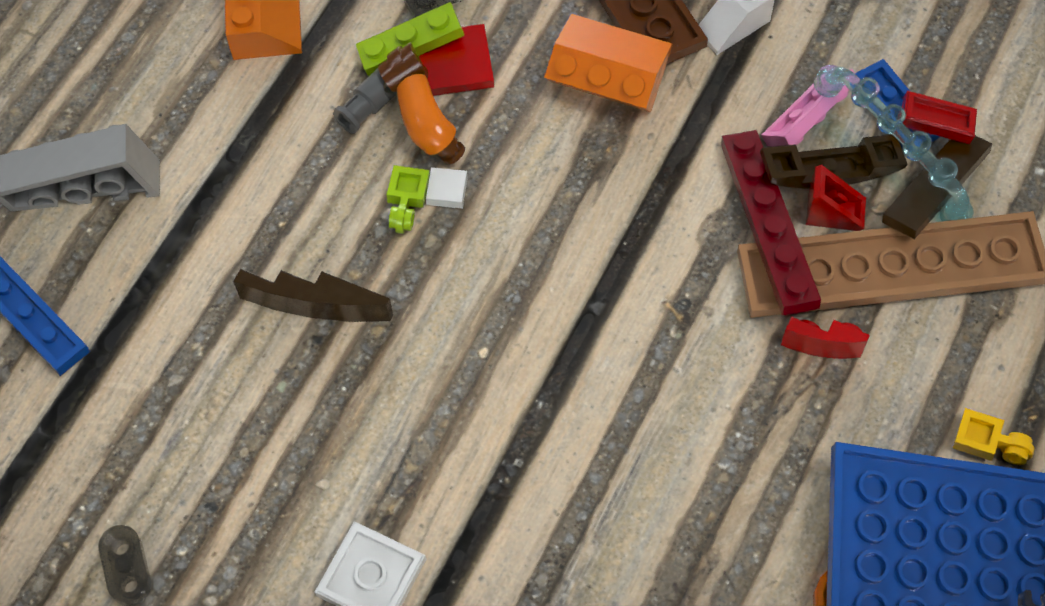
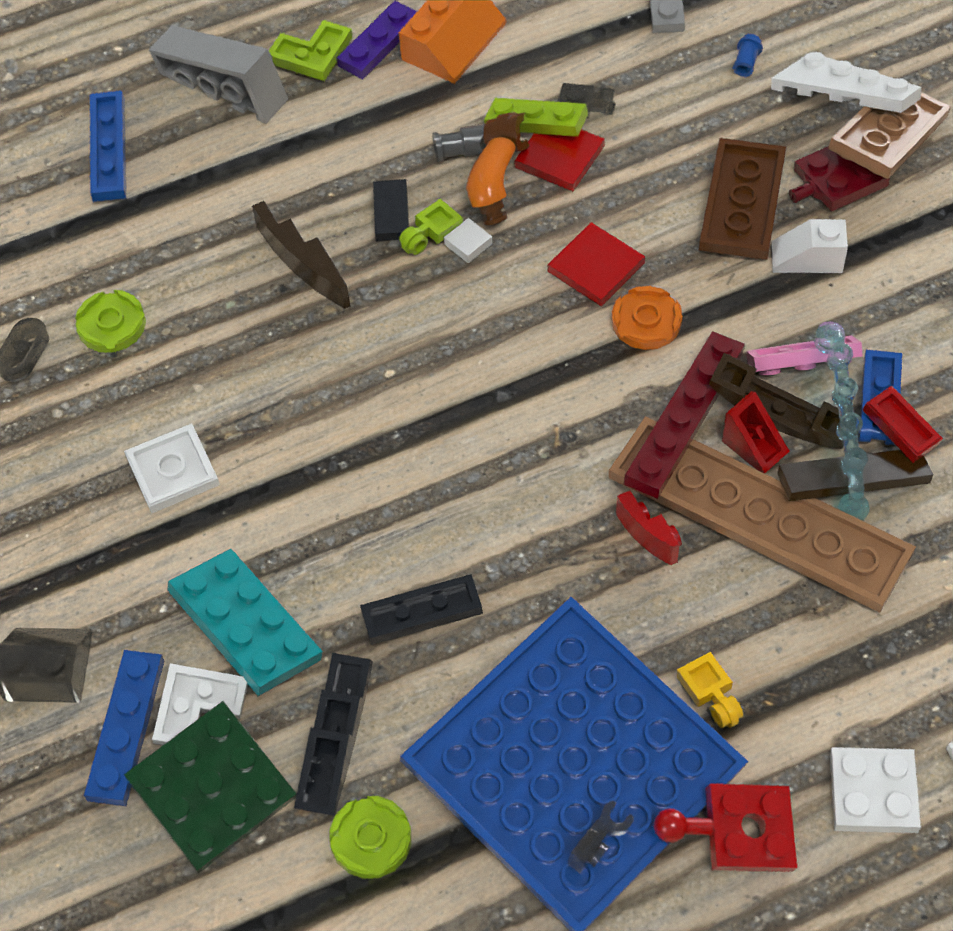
camera: 40 degrees right, 5 degrees down
(154, 104) = (312, 57): none -> lime plate
(183, 479) = (110, 321): none -> lime tile
(197, 53) = (375, 40): none -> dark purple plate
(353, 203) = (390, 209): none -> black tile
(573, 139) = (596, 264): none -> red tile
(608, 62) = (667, 220): orange slope -> none
(656, 159) = (647, 318): none -> orange tile
(708, 543) = (421, 609): none -> black plate

